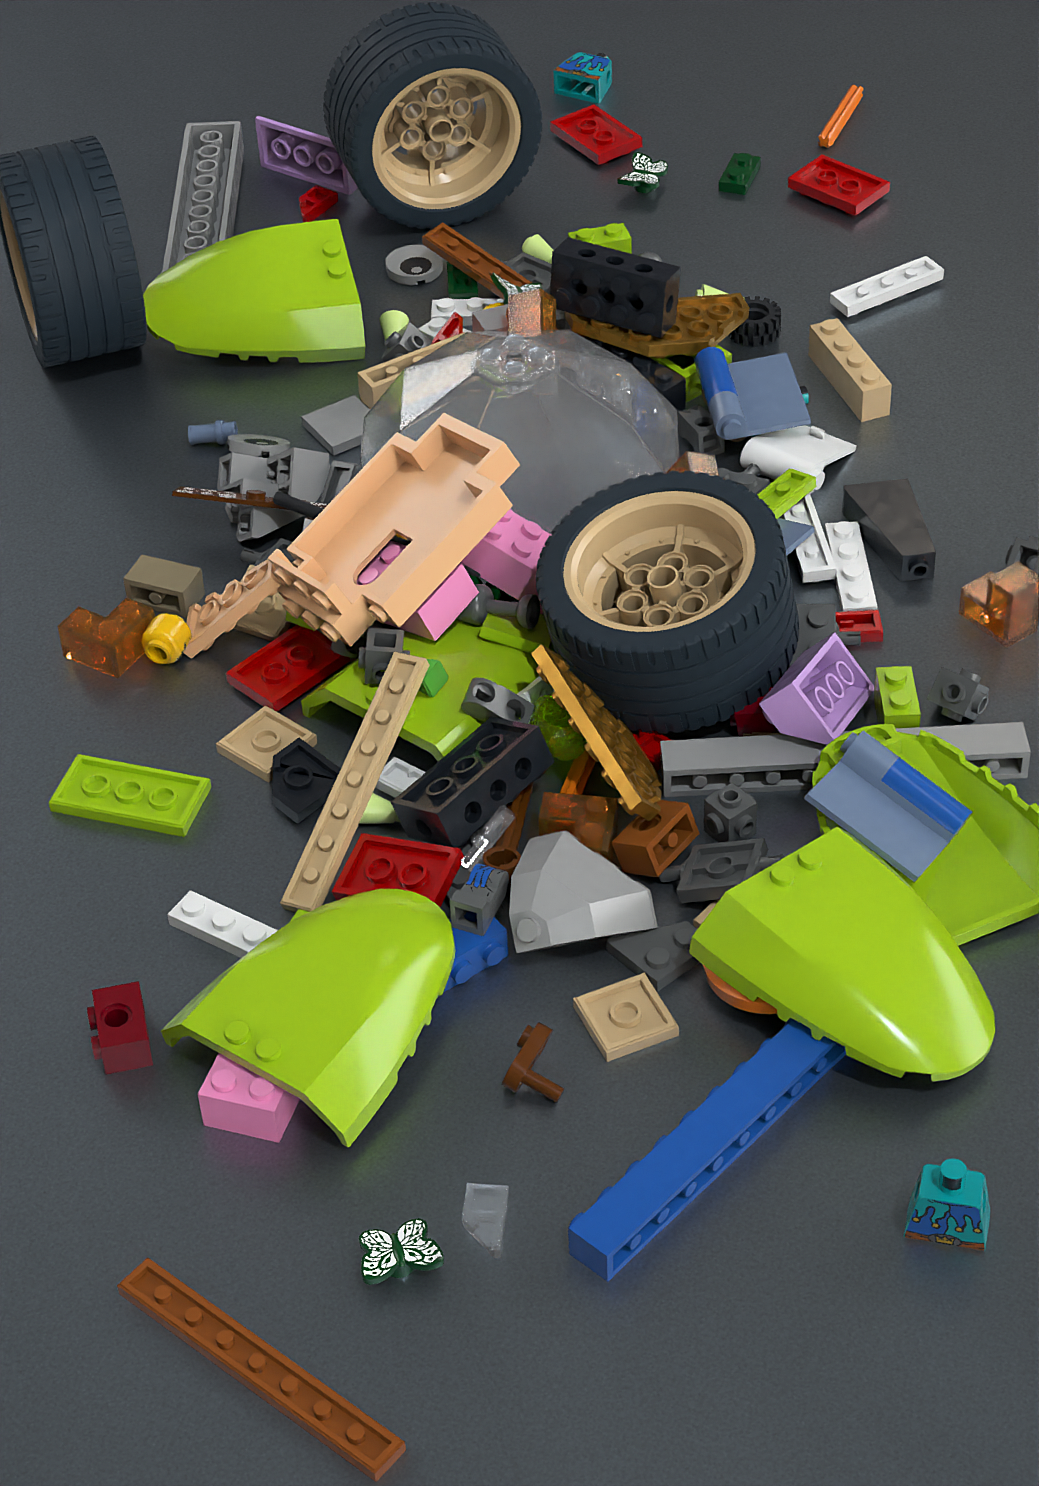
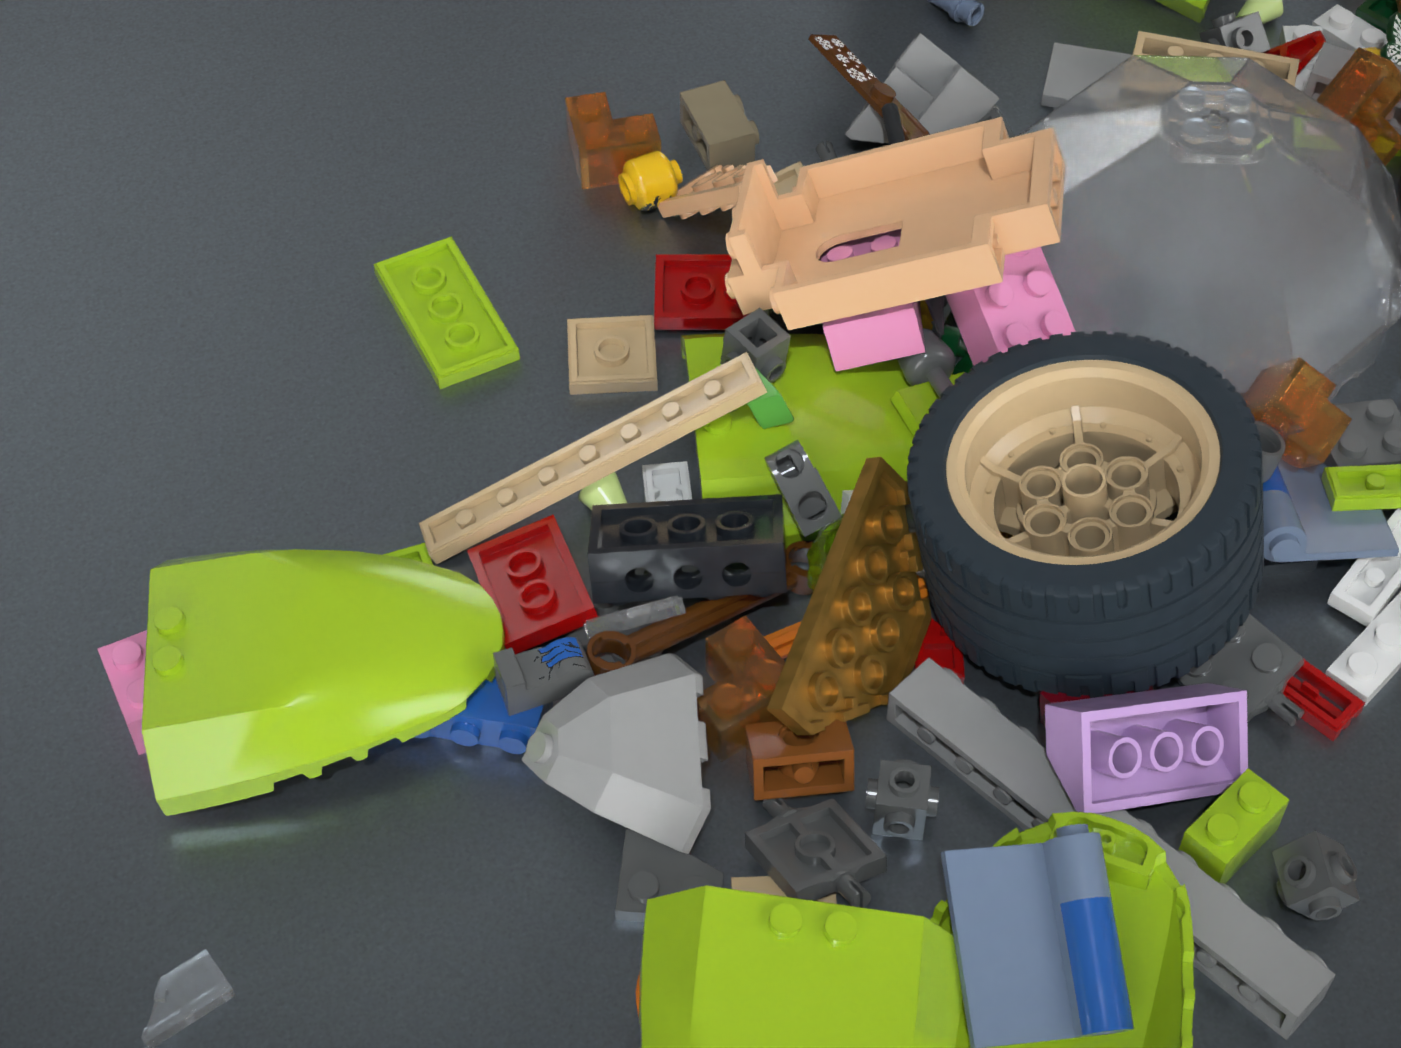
camera: 45 degrees right, 10 degrees up
(121, 1028) = (152, 528): dark red brick -> none
(218, 924) = (352, 500): white plate -> none
(257, 444) = (972, 41): light grey tile -> none
(301, 780) = (584, 407): black plate -> none
(398, 1253) = (64, 956): dark green animal -> none
(532, 1043) = (424, 867): reddish brown piece -> none
(625, 1017) = (549, 919): tan tile -> none

